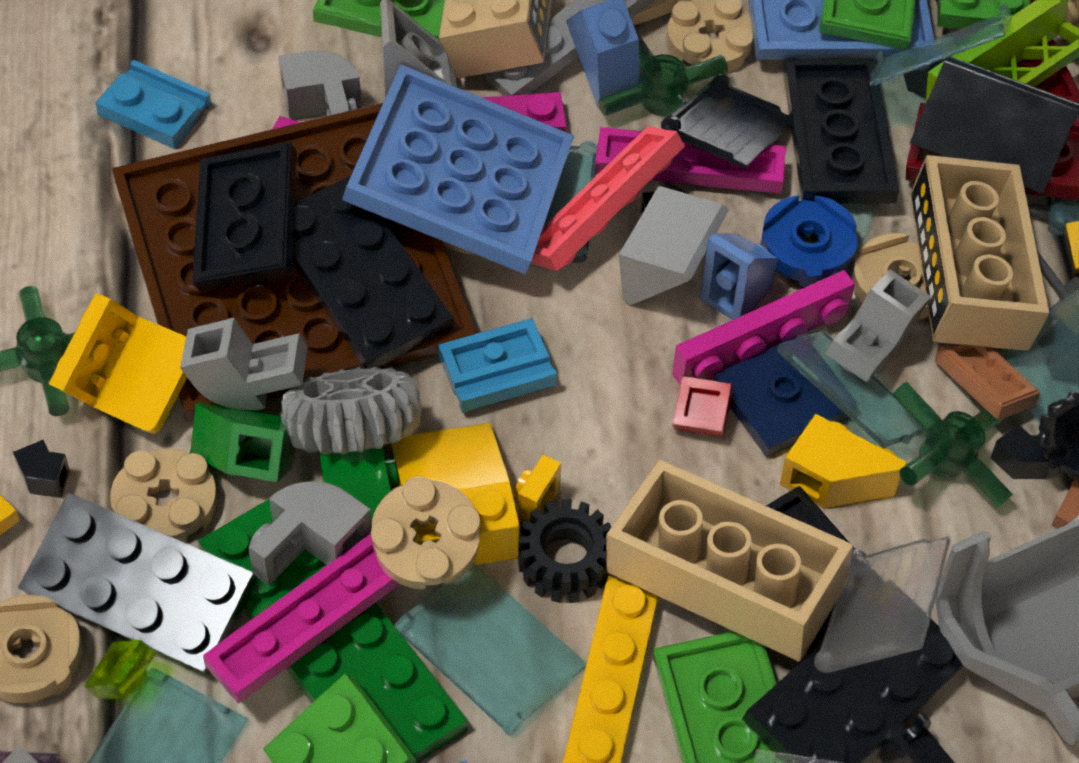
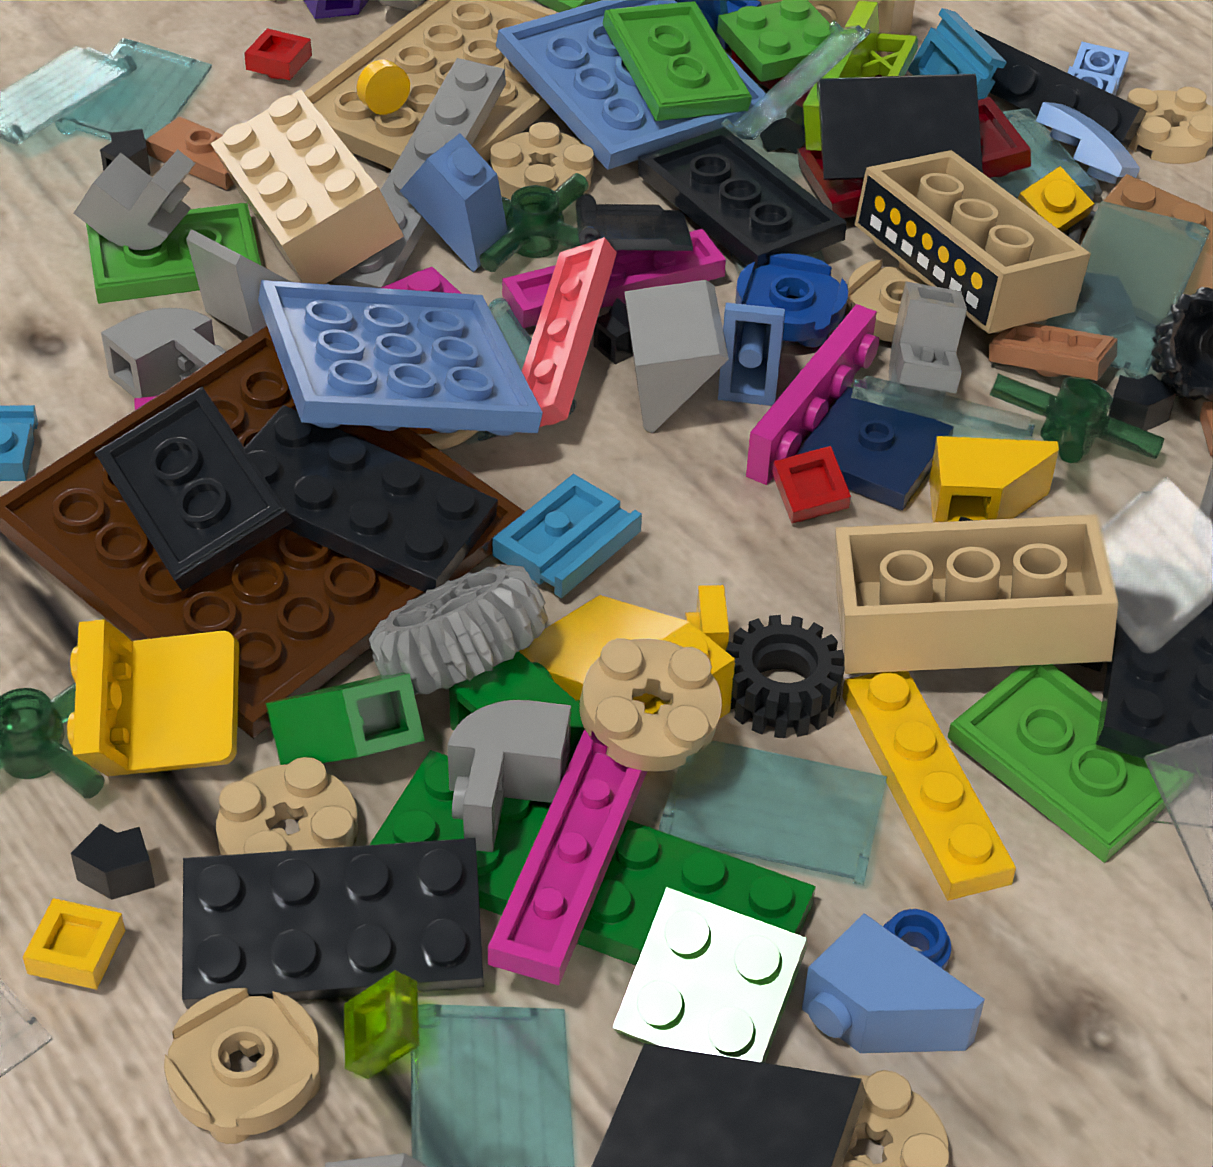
camera: 30 degrees left, 10 degrees down
(235, 371) = (304, 644): light grey brick -> none

